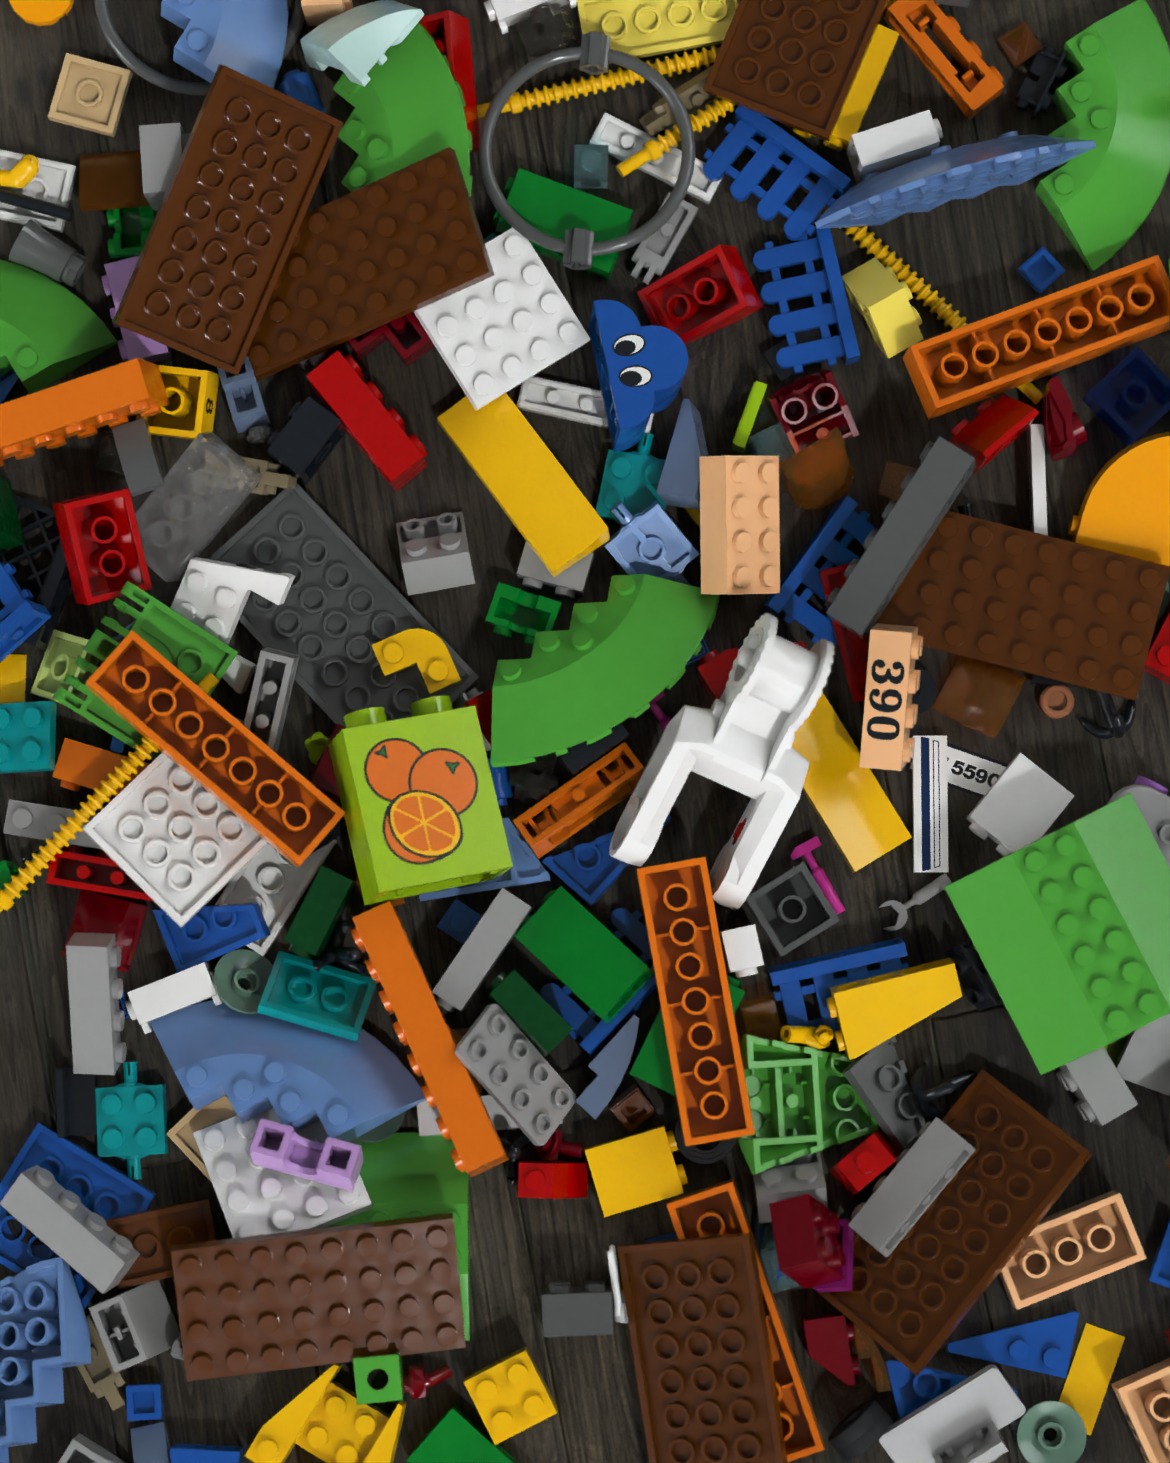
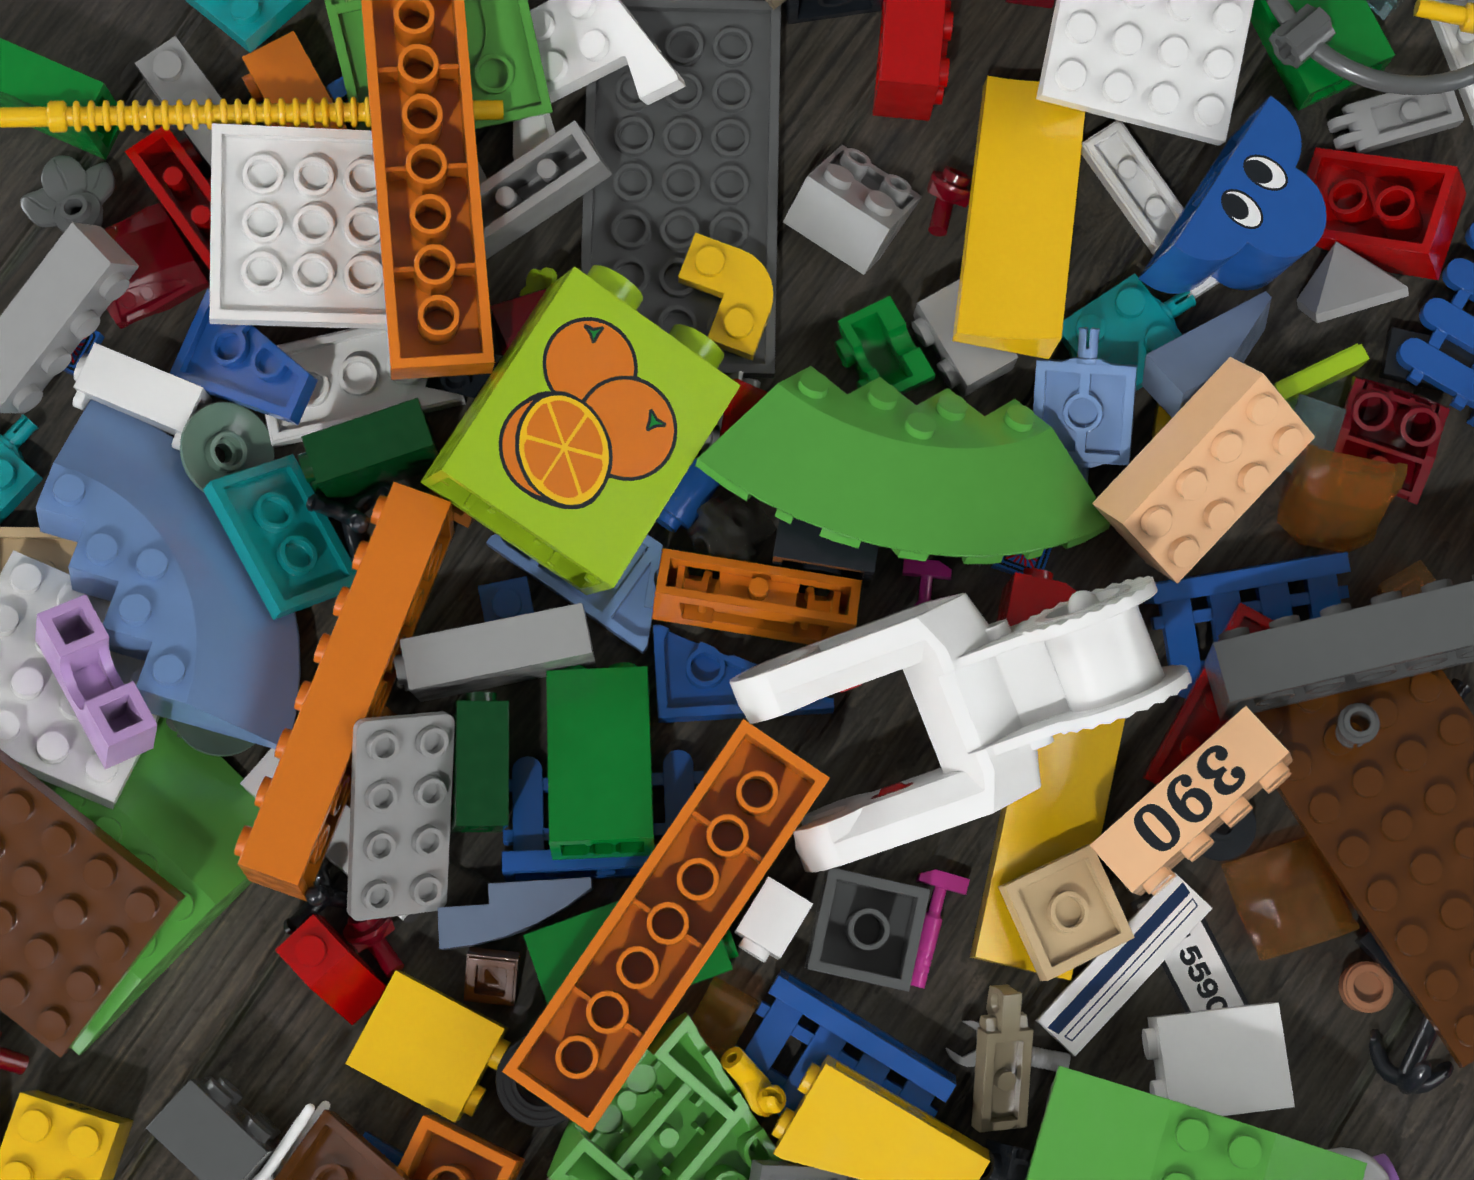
camera: 35 degrees right, 5 degrees down
(28, 930) = (67, 191): none -> dark grey plate
(472, 494) = (950, 188): none -> dark red plate
(721, 353) = (1347, 285): none -> light grey slope
(878, 808) = (1066, 912): none -> tan plate
(917, 910) = (1002, 1063): none -> dark tan hinge
(929, 574) = (1361, 715): none -> dark grey pin

